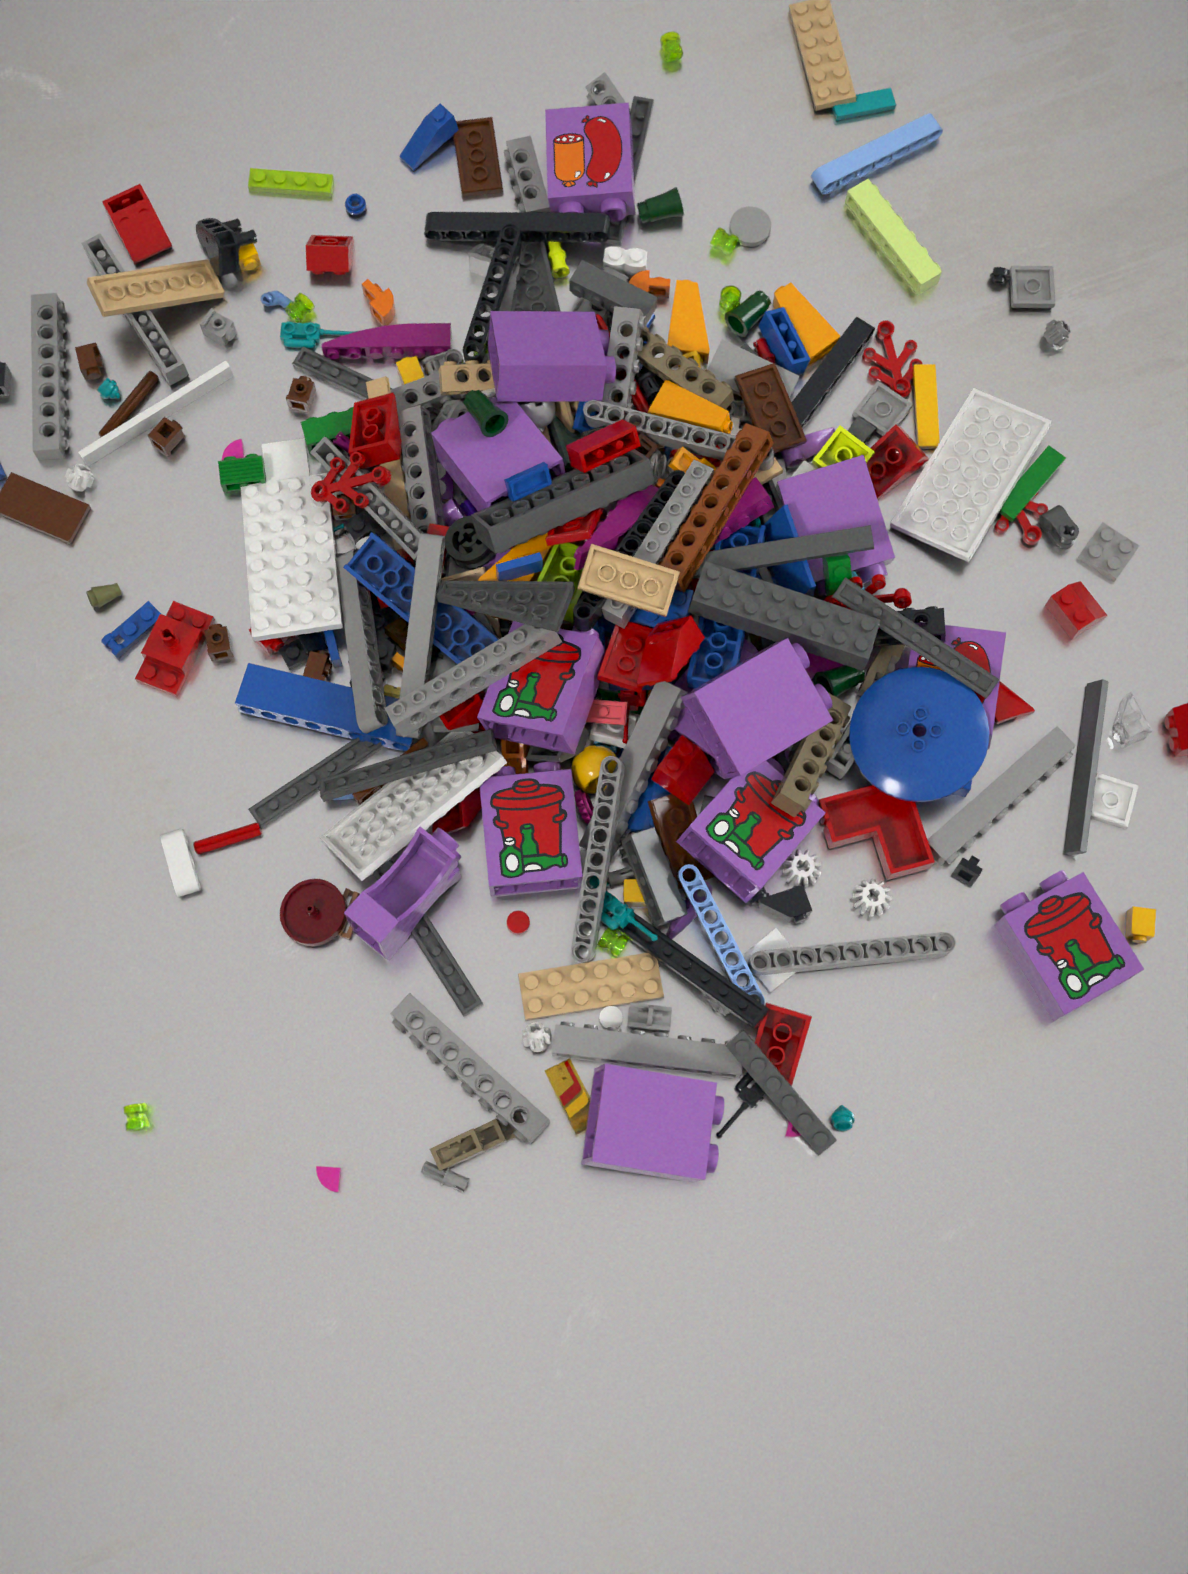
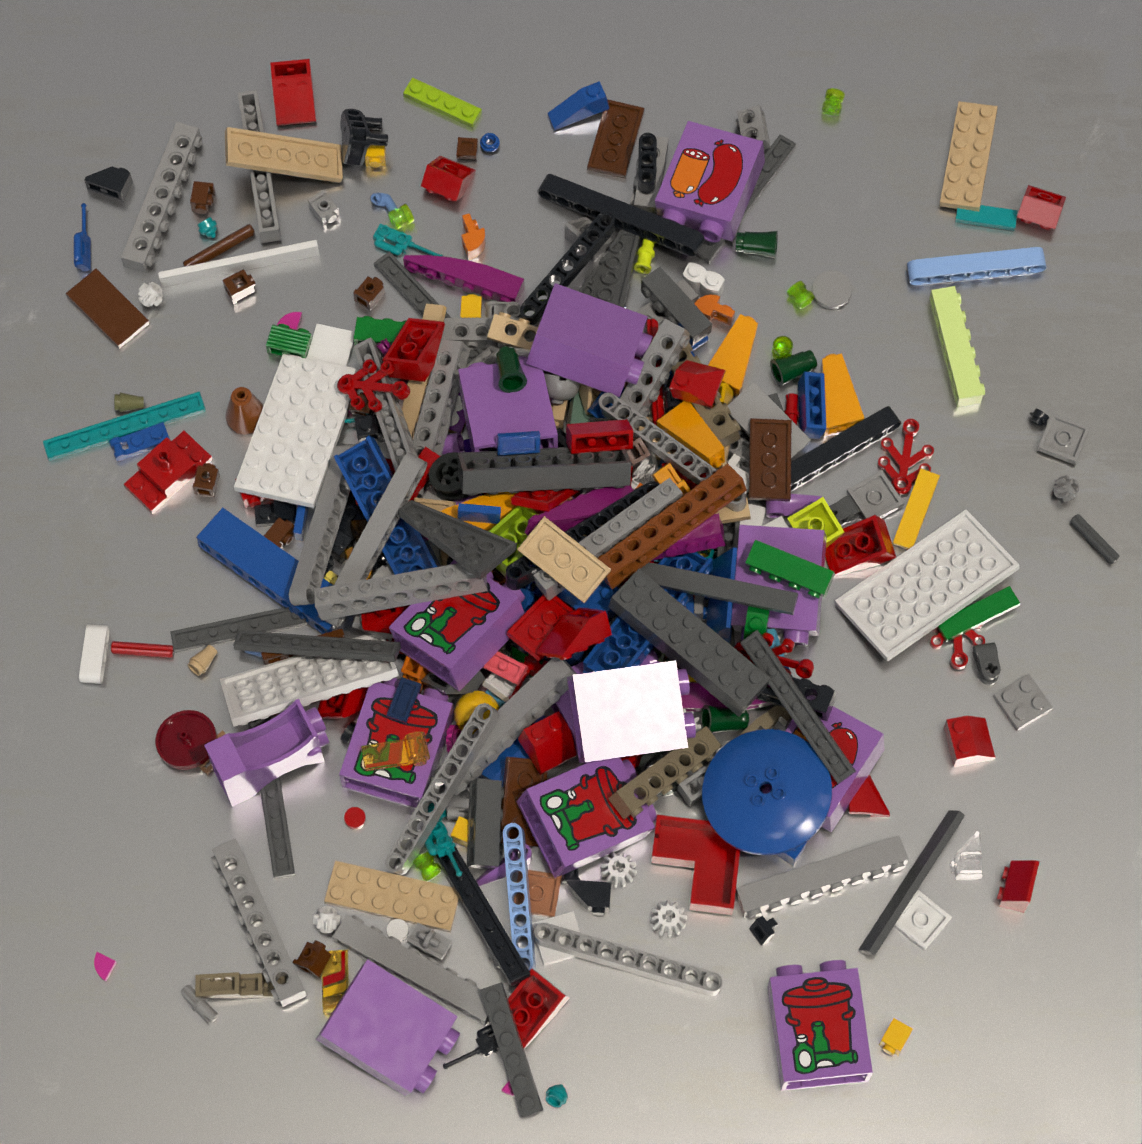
camera: 25 degrees right, 5 degrees down
(108, 620) = (121, 426): none -> teal tile
(226, 559) = (243, 411): none -> dark orange cone
(294, 825) = (201, 661): none -> tan cone
(335, 217) = (467, 148): none -> reddish brown plate
(475, 839) = (347, 734): none -> black tile
(521, 785) = (404, 700): none -> dark blue tile
(525, 173) = (645, 154): none -> black beam
(540, 1082) = (313, 958): none -> reddish brown brick
(545, 837) = (409, 751): none -> clear yellow door
(671, 359) = (696, 383): none -> red slope
(739, 920) = (543, 893): none -> nougat tile
(847, 506) = (790, 569): none -> green brick
(912, 77) = (1041, 207): none -> slope
(1103, 371) = (1095, 539): none -> dark grey axle

